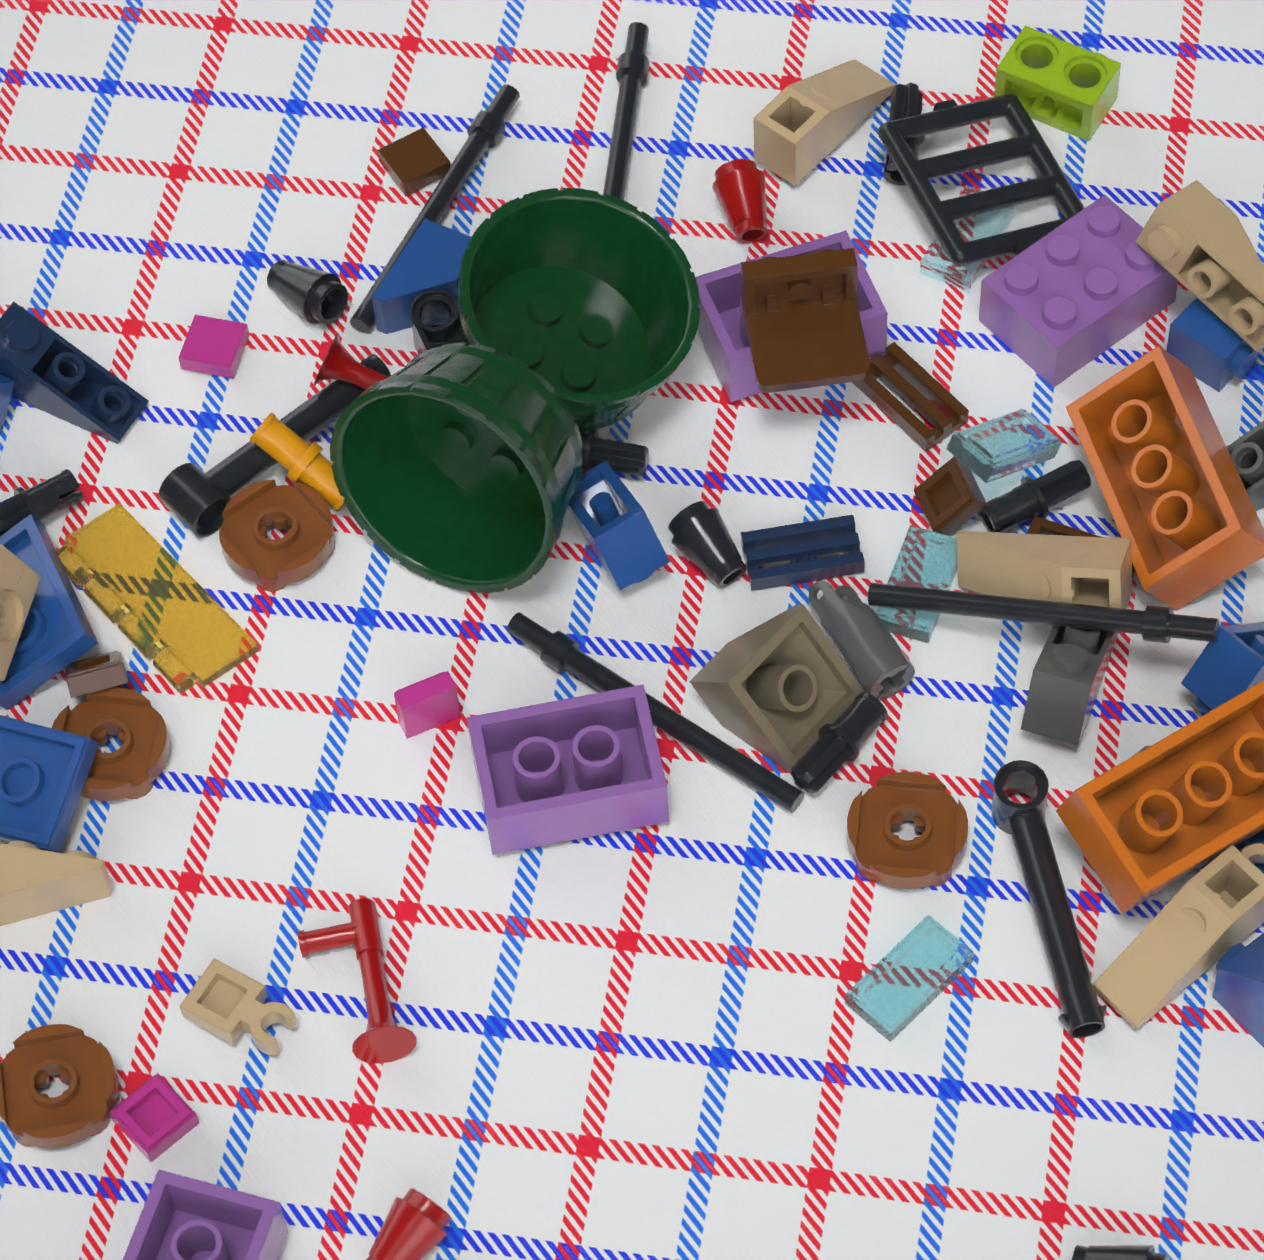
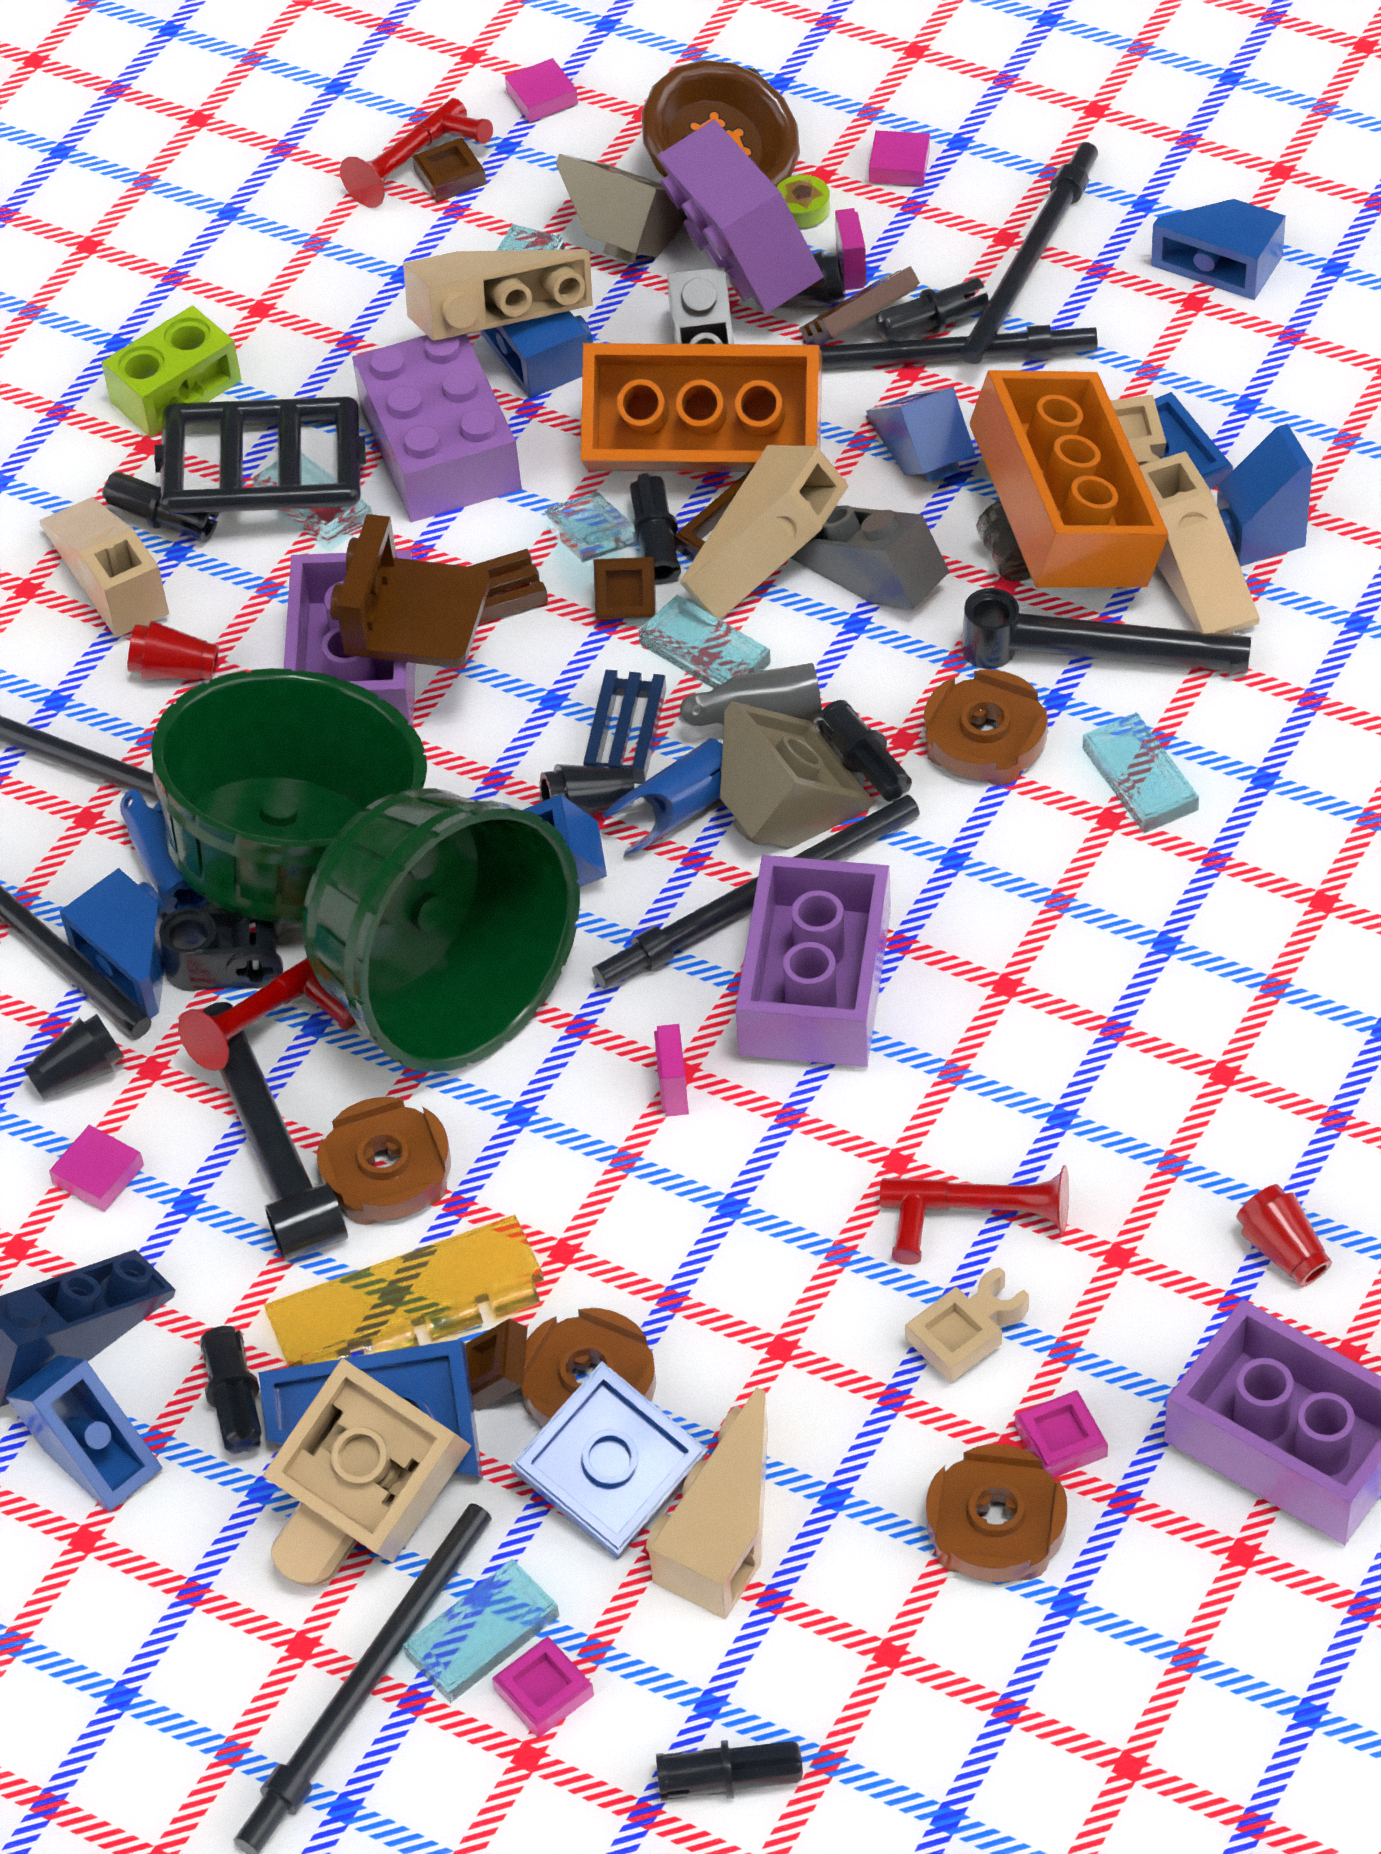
camera: 70 degrees left, 5 degrees down
(299, 458) = (313, 1102): light orange pin -> none
(728, 608) = (677, 791): none -> blue piece
(1154, 623) = (872, 453): black bar -> none

